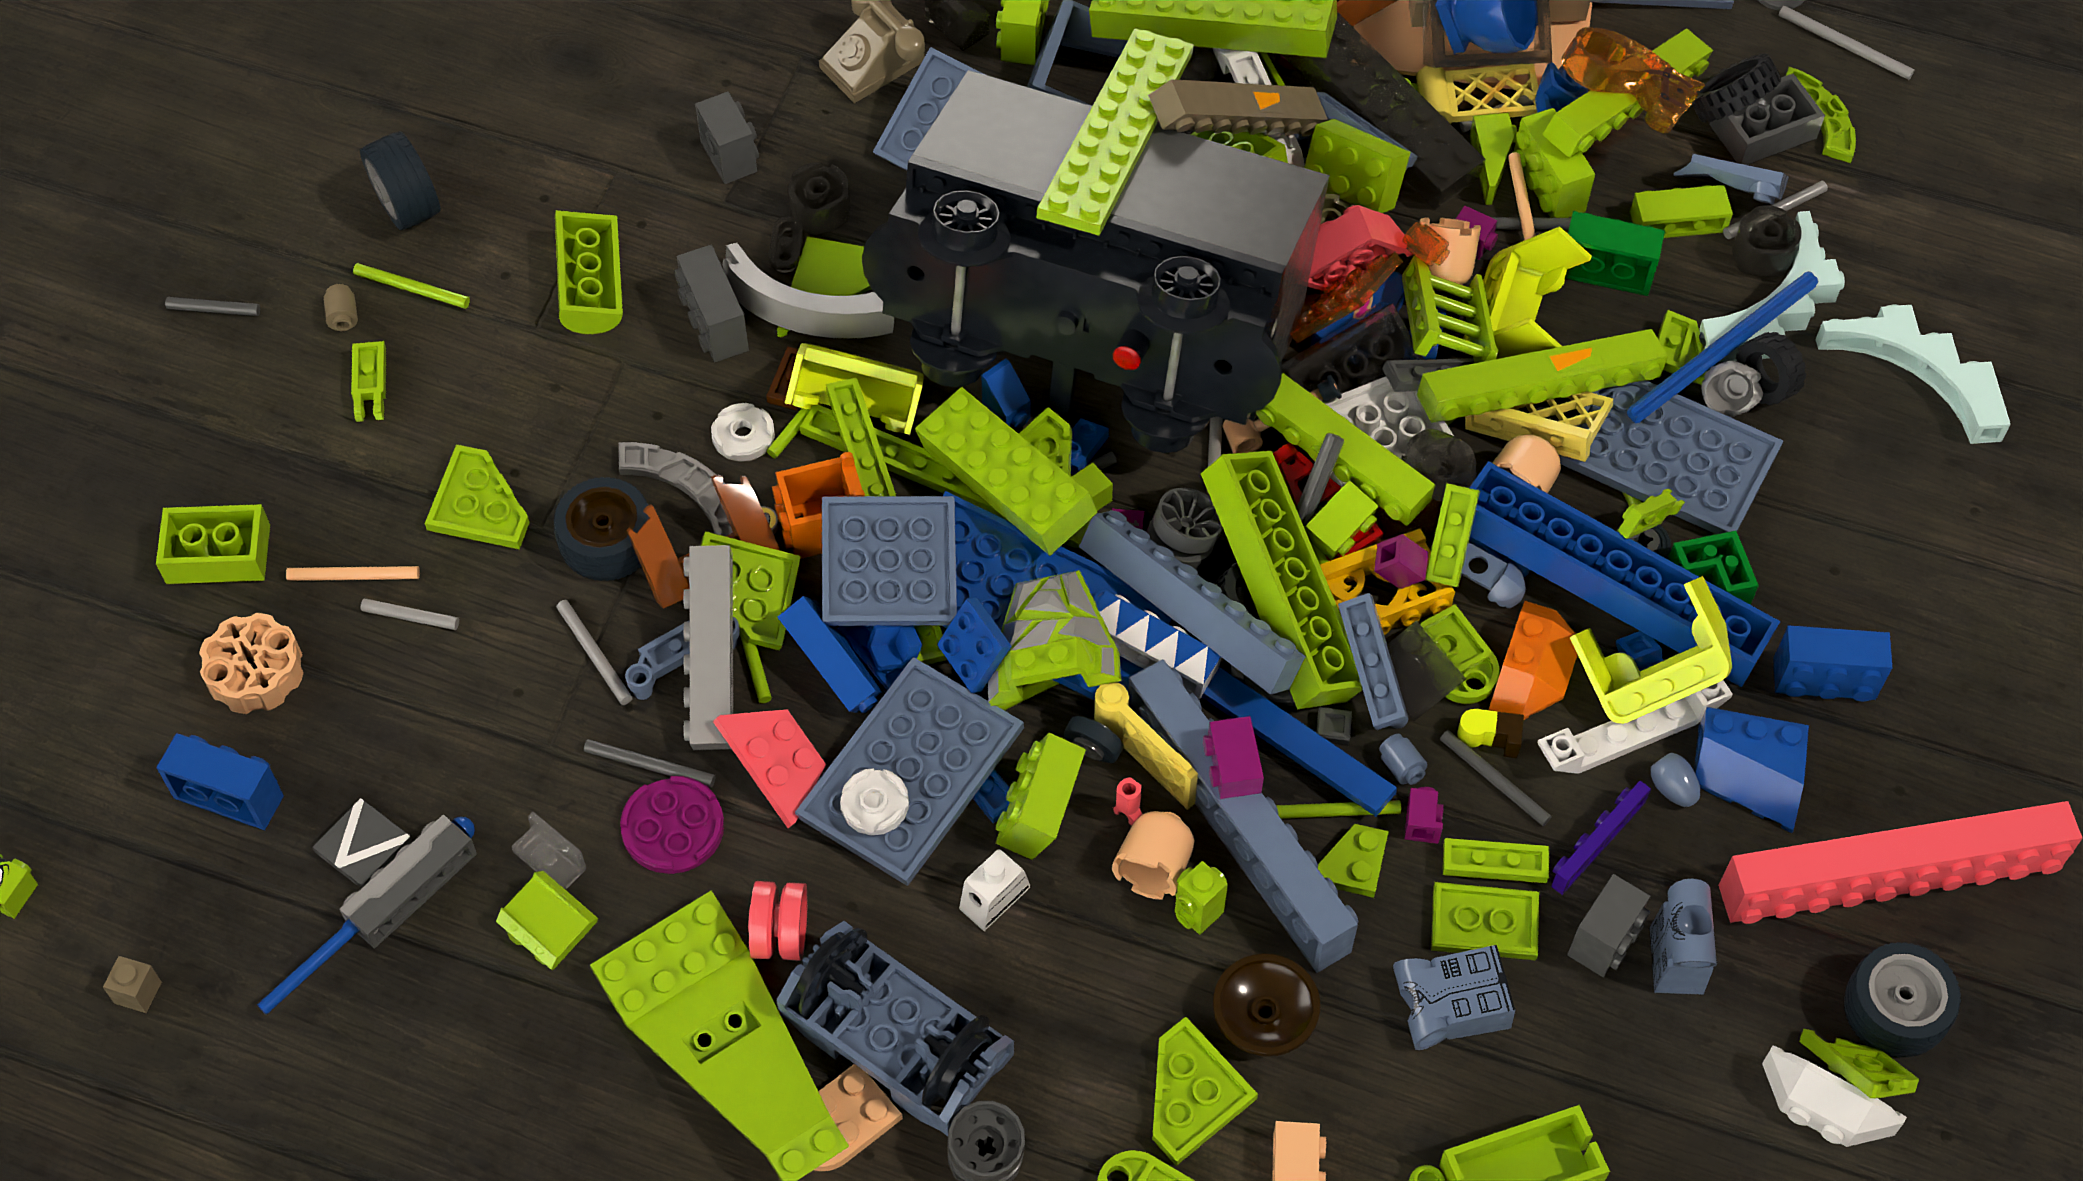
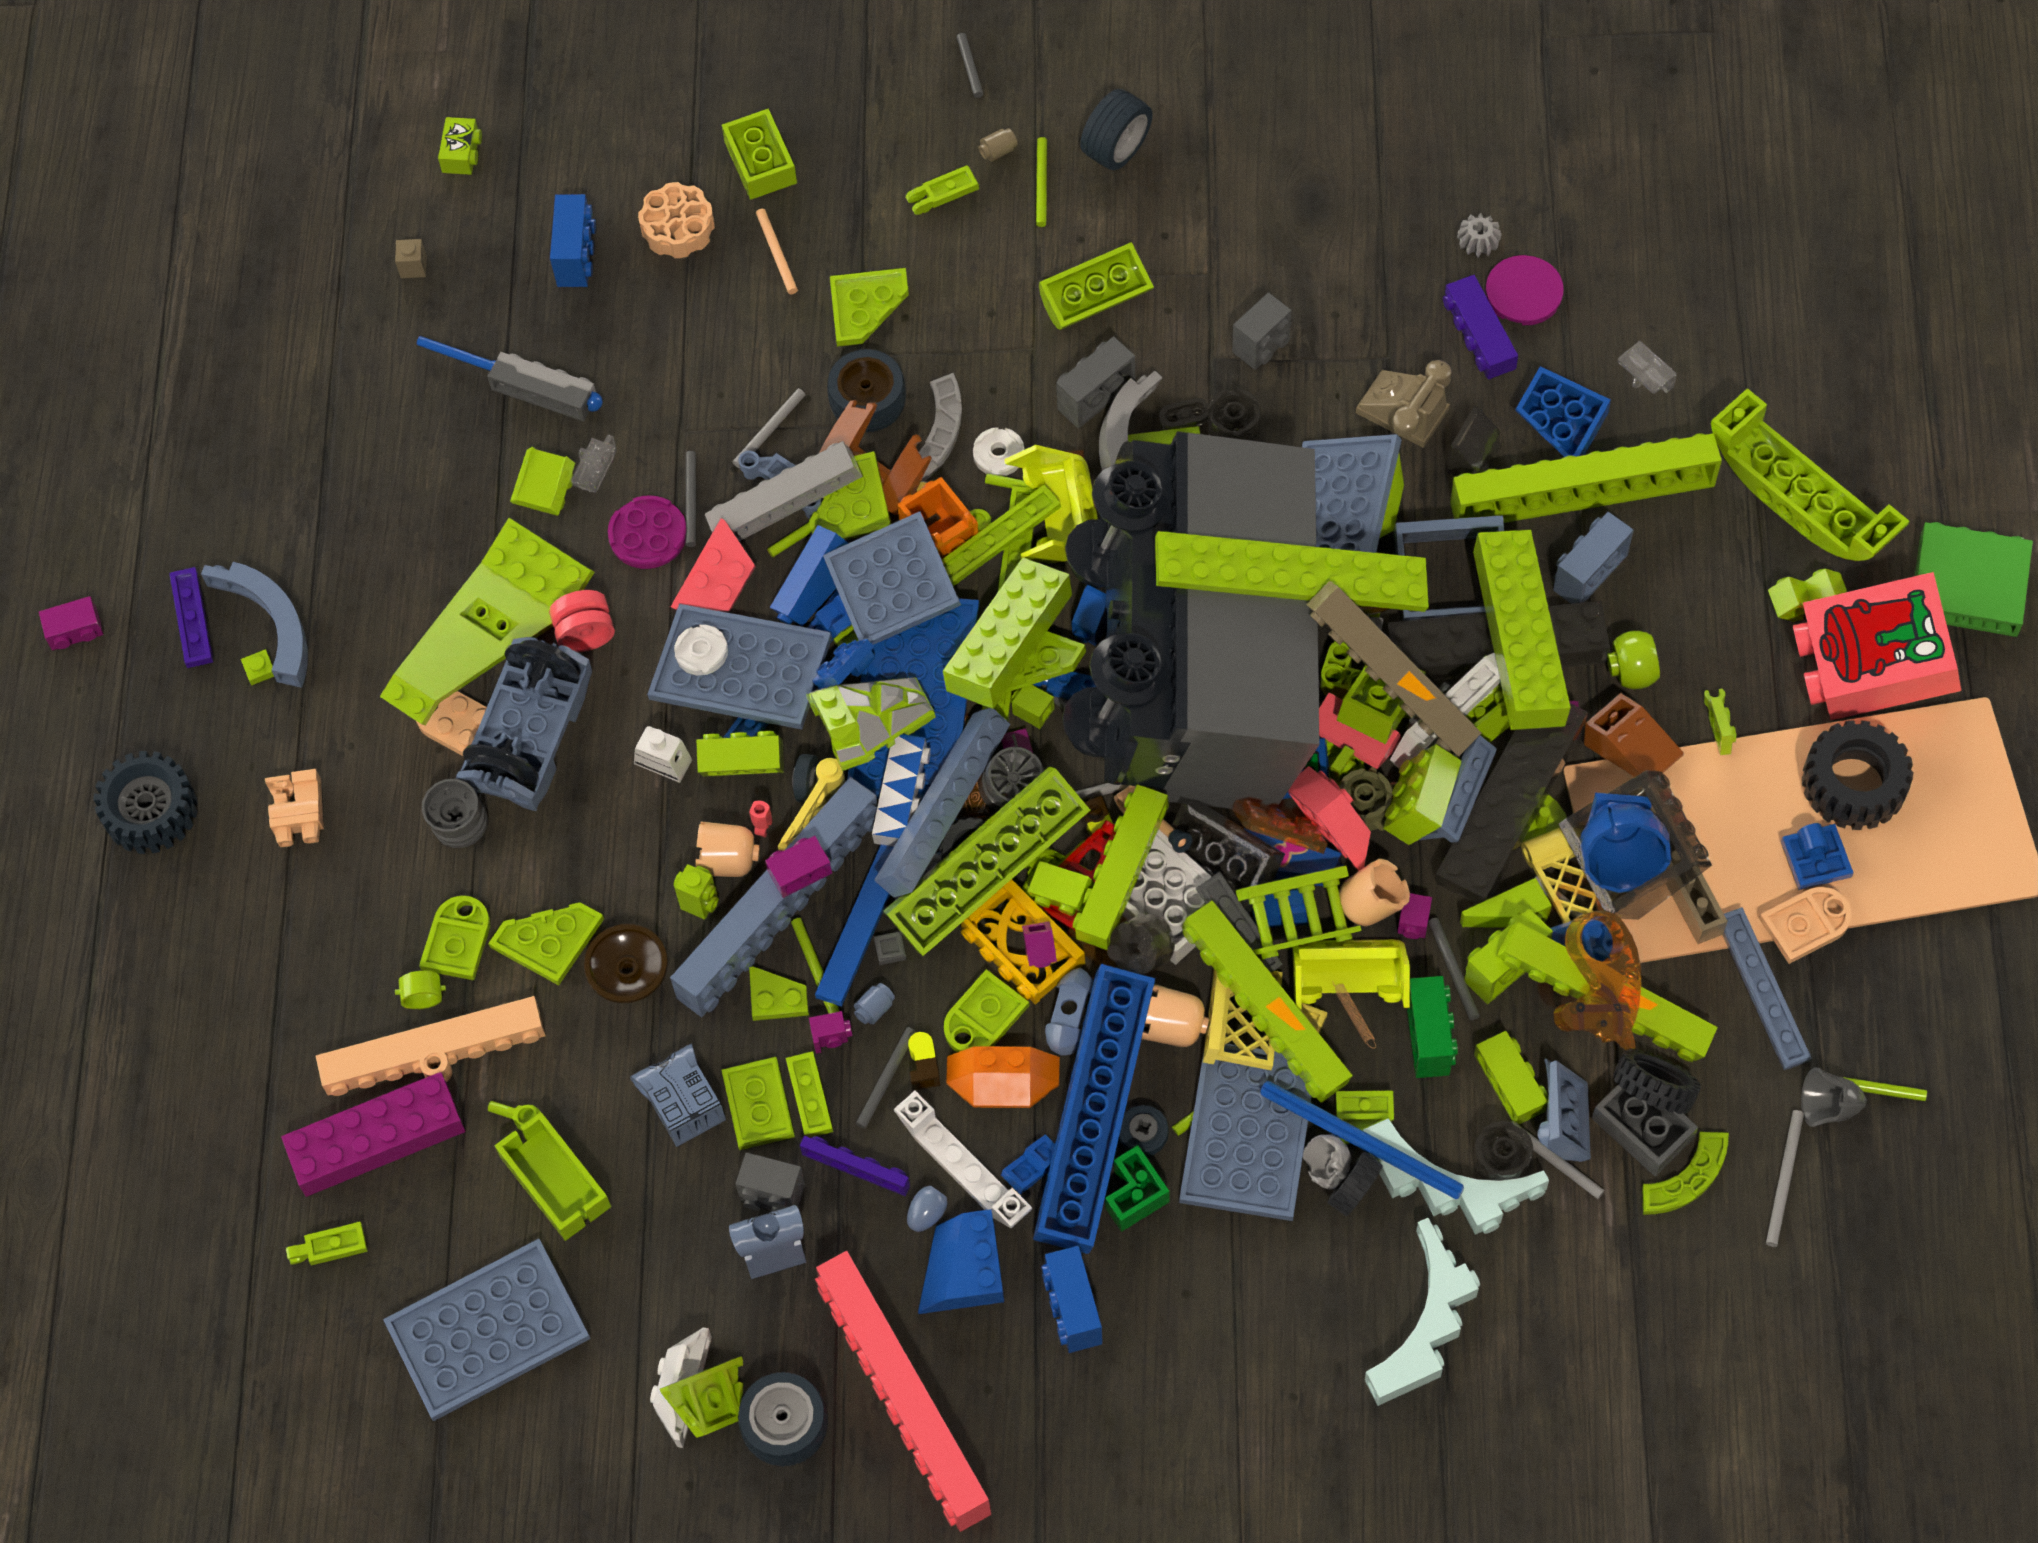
camera: 75 degrees right, 5 degrees up
(361, 843) = (565, 347): dark grey tile -> none
(410, 614) = (756, 300): light grey bar -> none
(1319, 477) = (1083, 854): dark grey axle -> none
(1373, 662) = (932, 949): sand blue piece -> none
(1422, 669) = (951, 985): clear smoke slope -> none
(1426, 244) = (1349, 867): clear orange brick -> none
(1452, 535) = (1073, 971): lime tile -> none
(1521, 195) = (1457, 948): light nougat bar -> none
(1571, 317) = (1358, 1013): none -> light nougat piece
(1634, 693) = (999, 1140): neon yellow windscreen -> none
(1649, 513) = (1161, 1120): lime plate -> none

